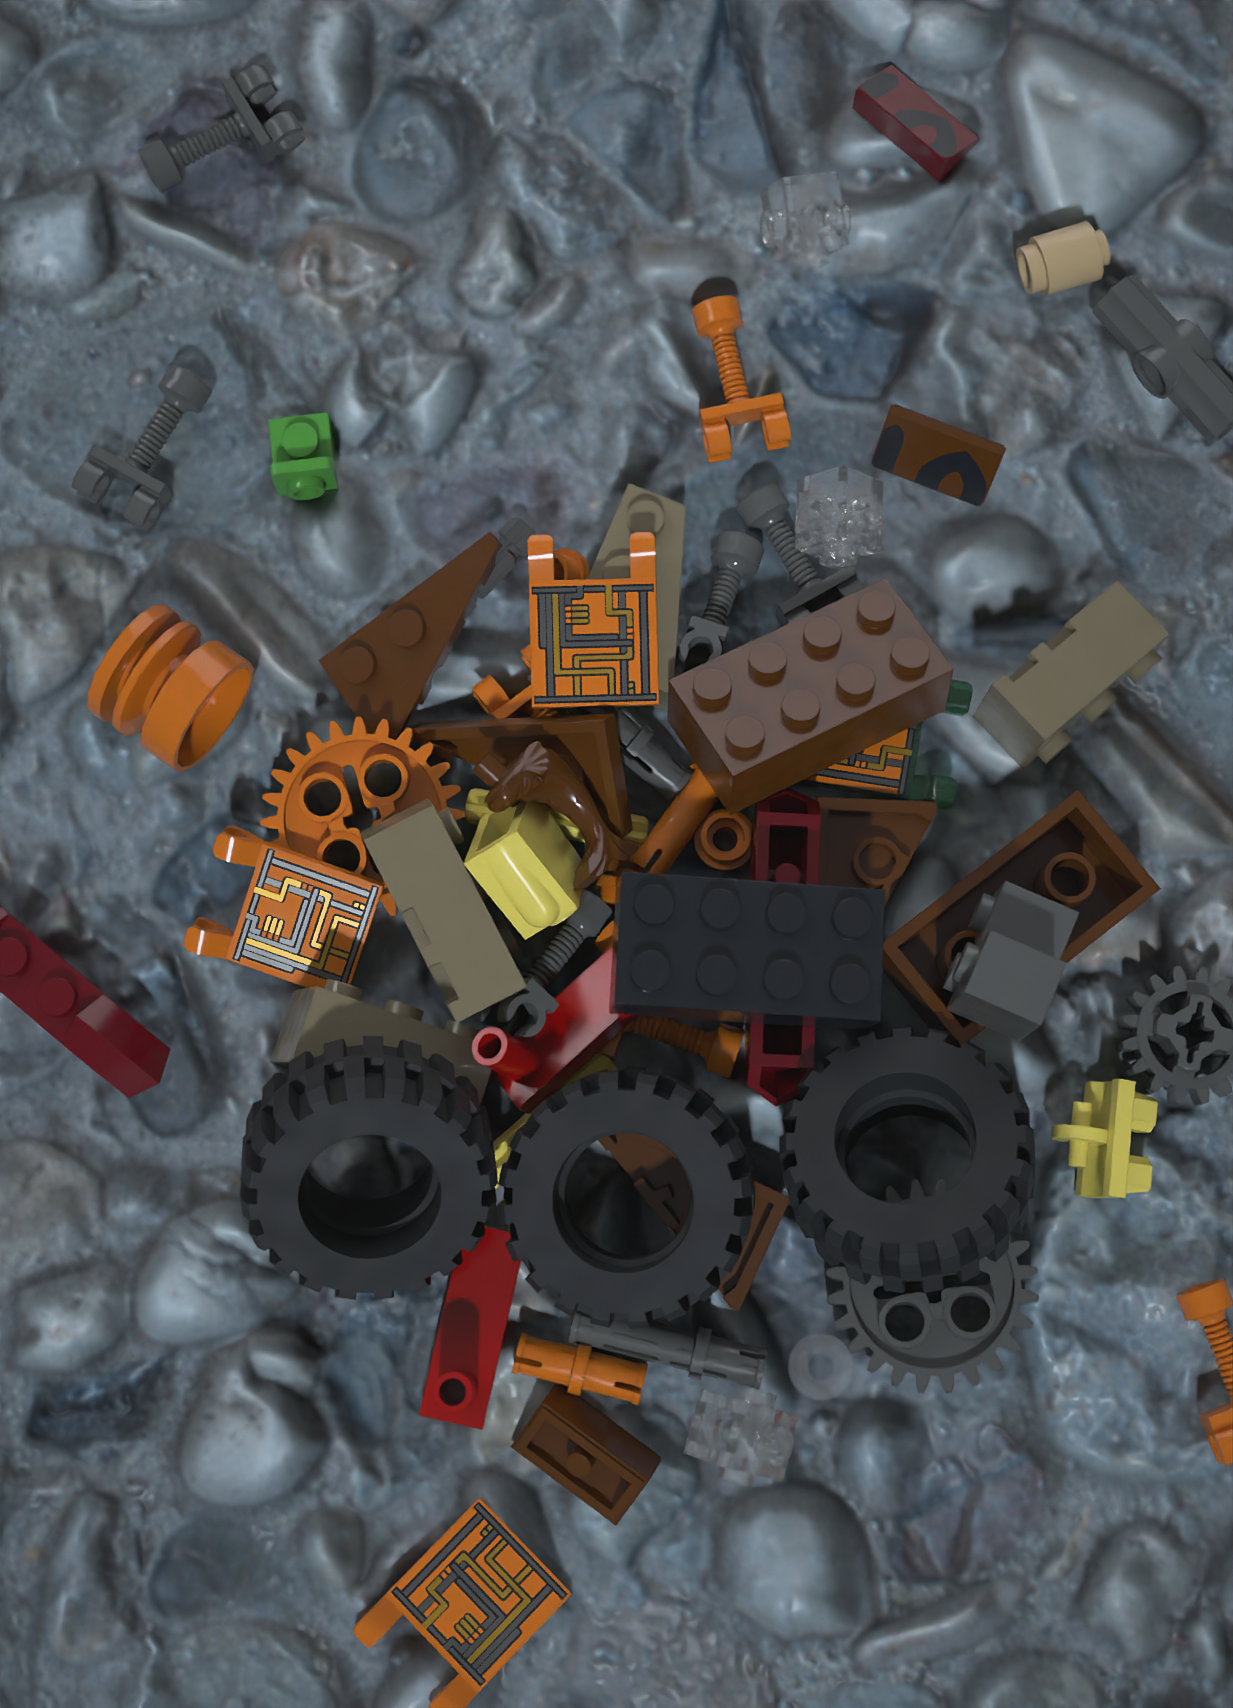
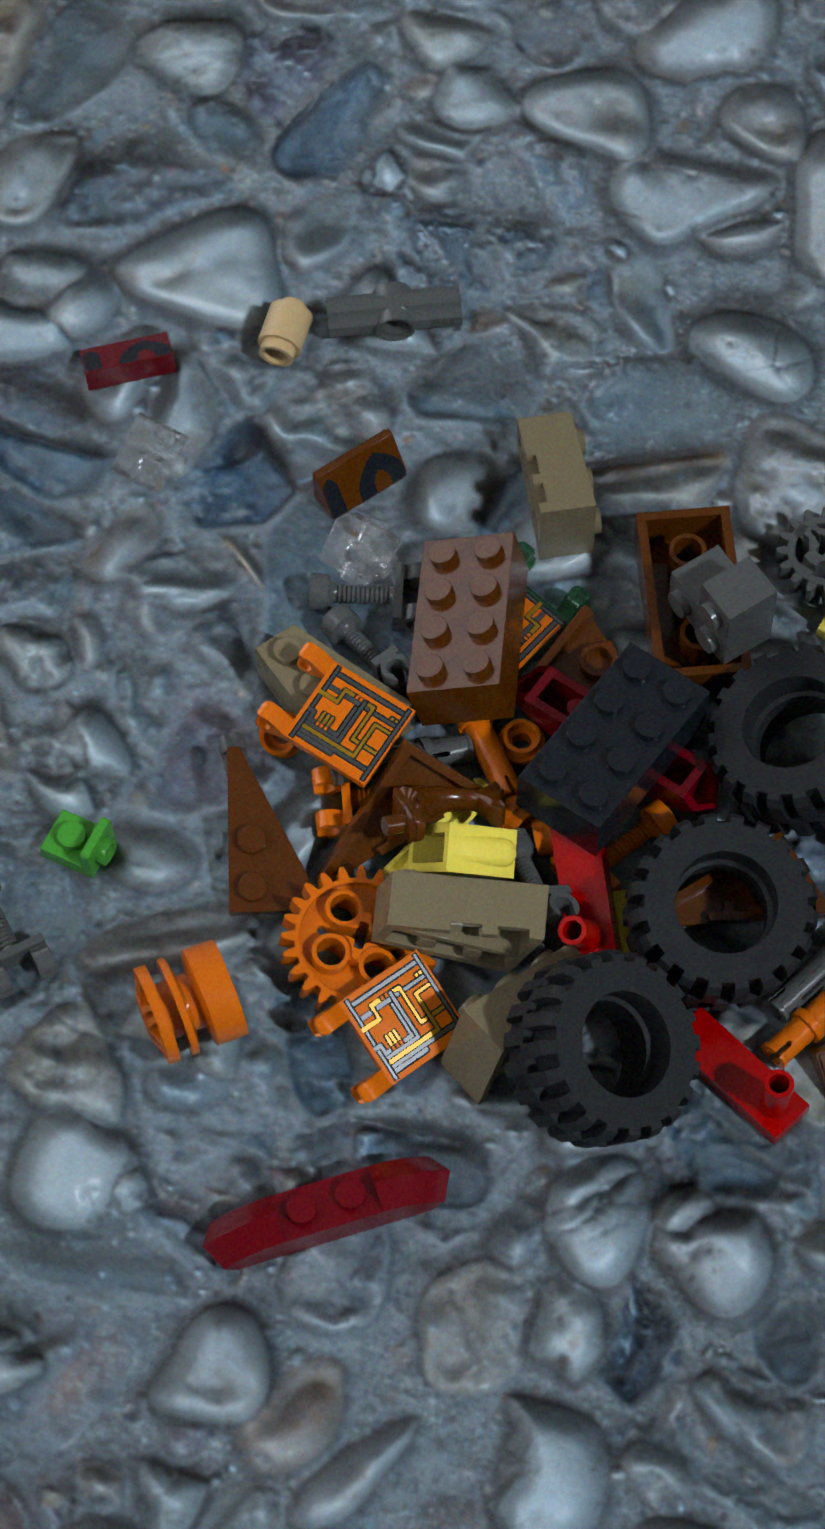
camera: 55 degrees left, 15 degrees down
(718, 320) = (251, 591): orange bar -> none

